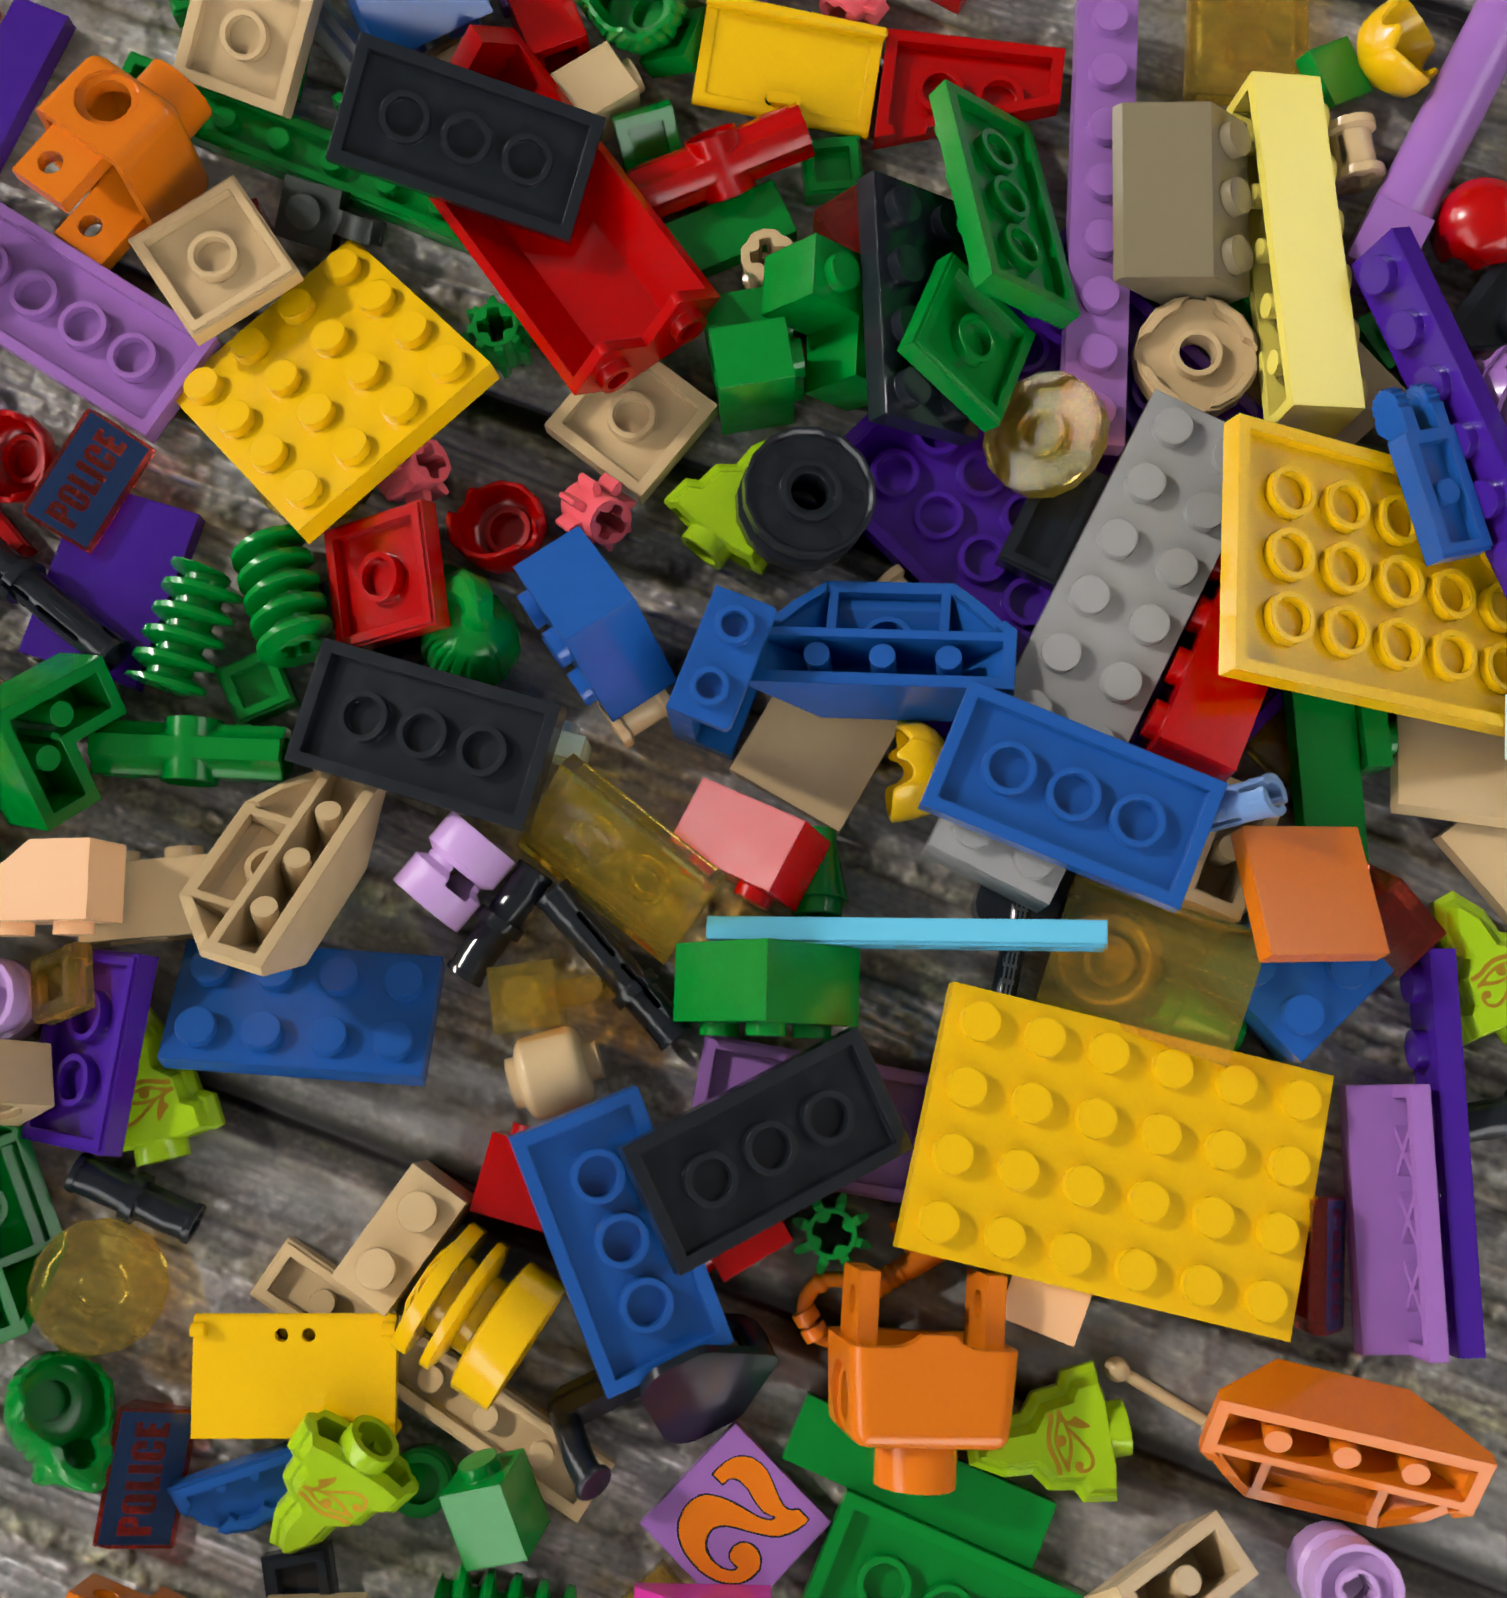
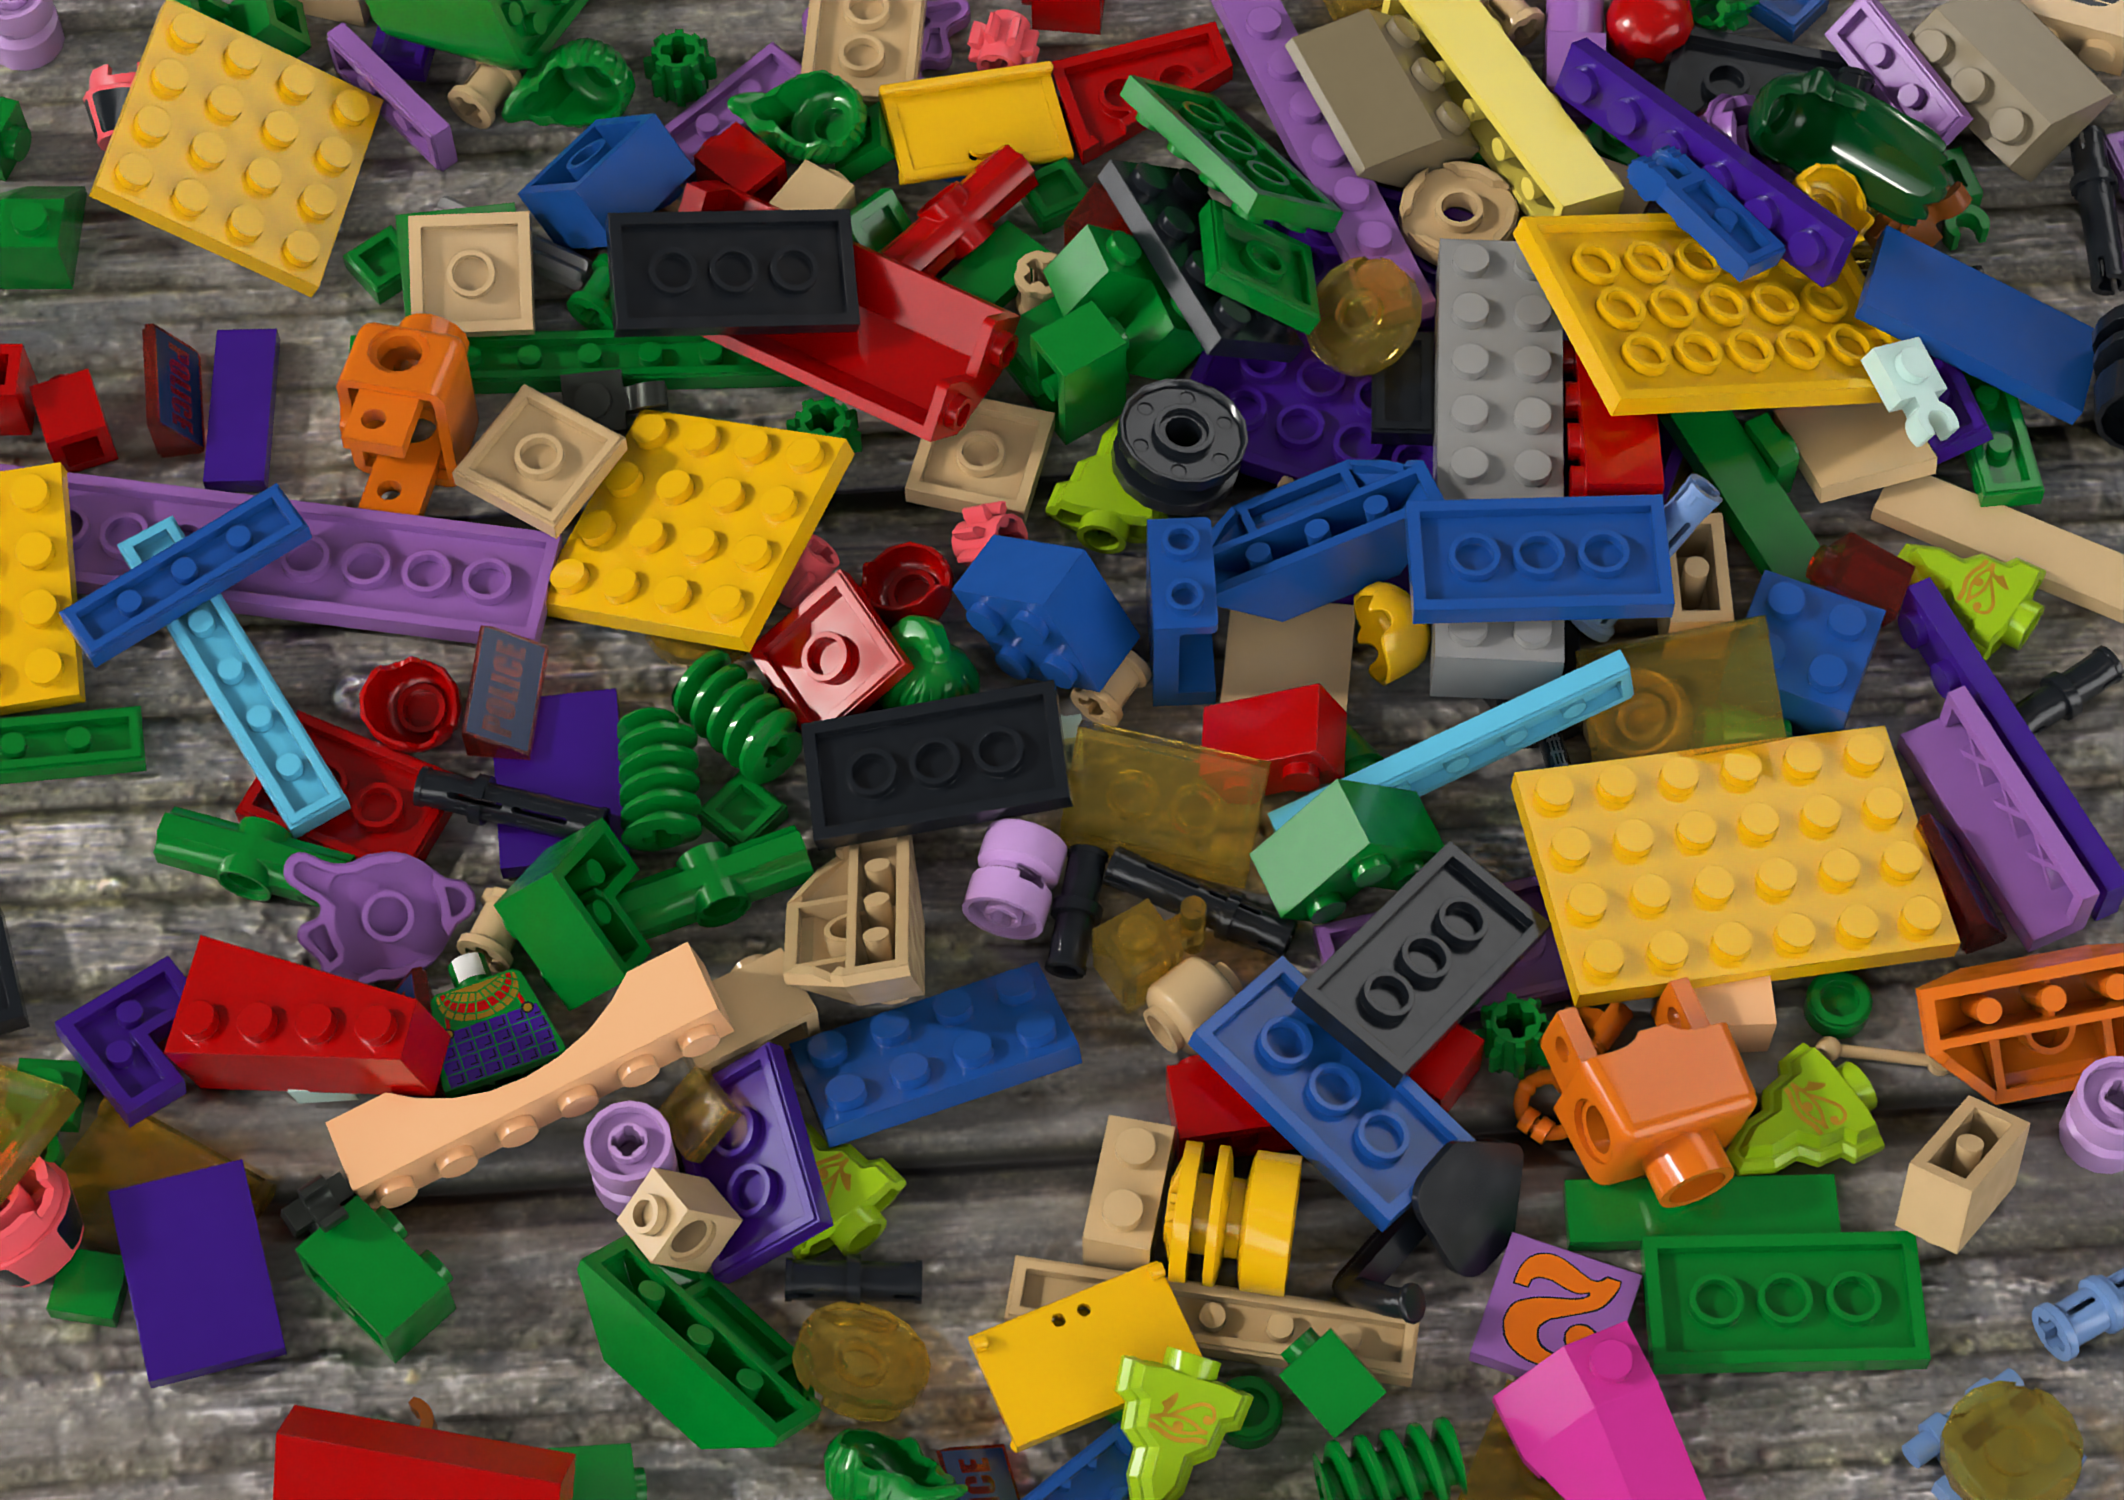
camera: 25 degrees left, 20 degrees down
(1147, 1333) = (1837, 1004): none -> green tile
(1309, 894) = (1778, 566): orange tile -> none

